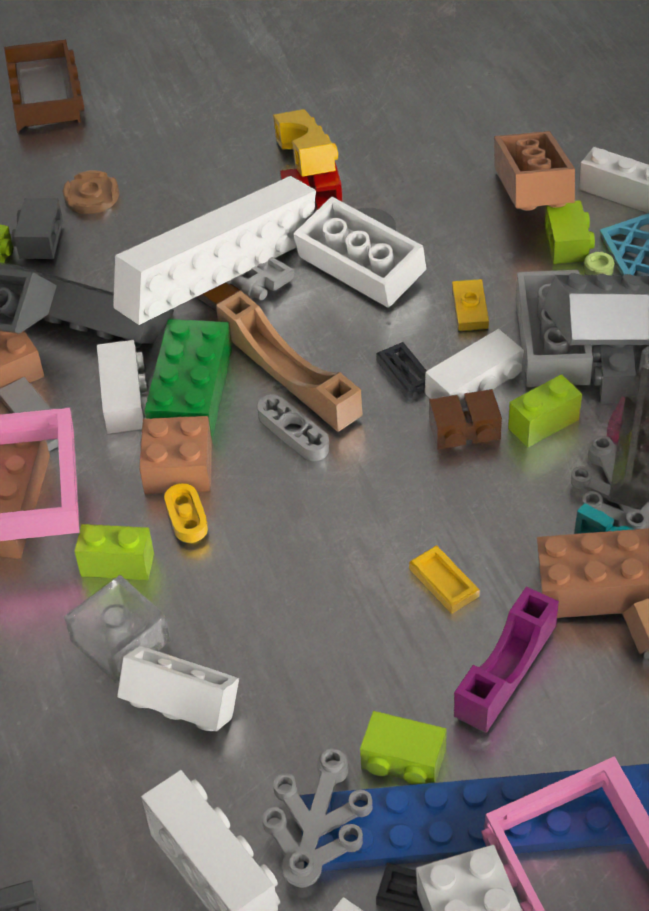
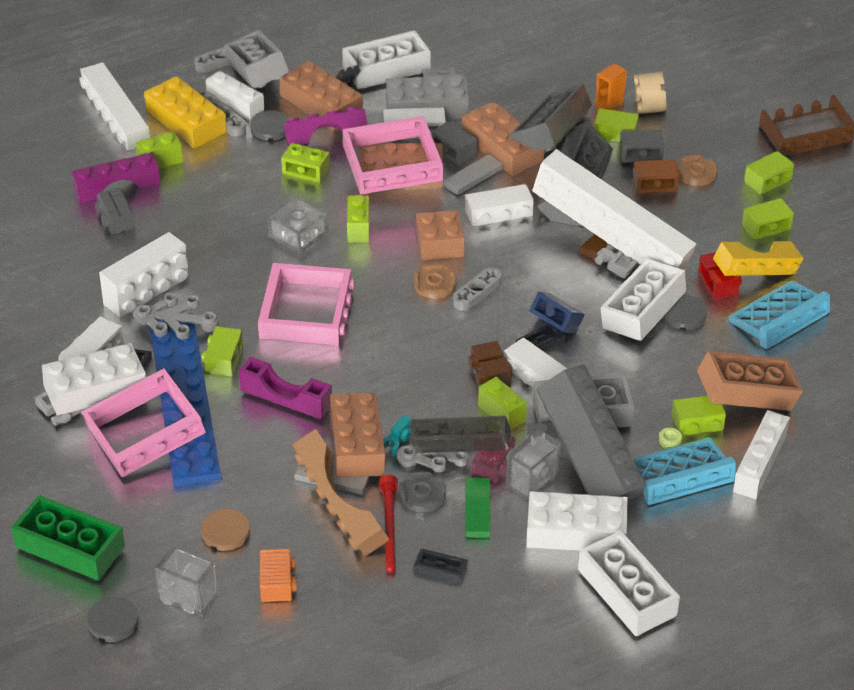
camera: 80 degrees right, 5 degrees down
(100, 225) = (655, 176): none -> dark orange brick
(123, 126) = (769, 172): none -> lime brick
(178, 688) = (257, 253): white brick -> none
(187, 515) = (395, 247): yellow plate -> none
(190, 370) = (509, 233): green brick -> none
(211, 137) = (767, 218): none -> lime brick
(265, 475) = (434, 281): none -> medium nougat tile
(294, 678) = (305, 331): none -> bright pink window
(324, 392) = (501, 296): medium nougat arch -> none
(370, 338) = (557, 312): none -> dark blue brick
(400, 136) = (788, 320): none -> medium azure fence
(444, 579) = (356, 367): yellow tile -> none
(470, 305) = (613, 366): yellow plate -> none

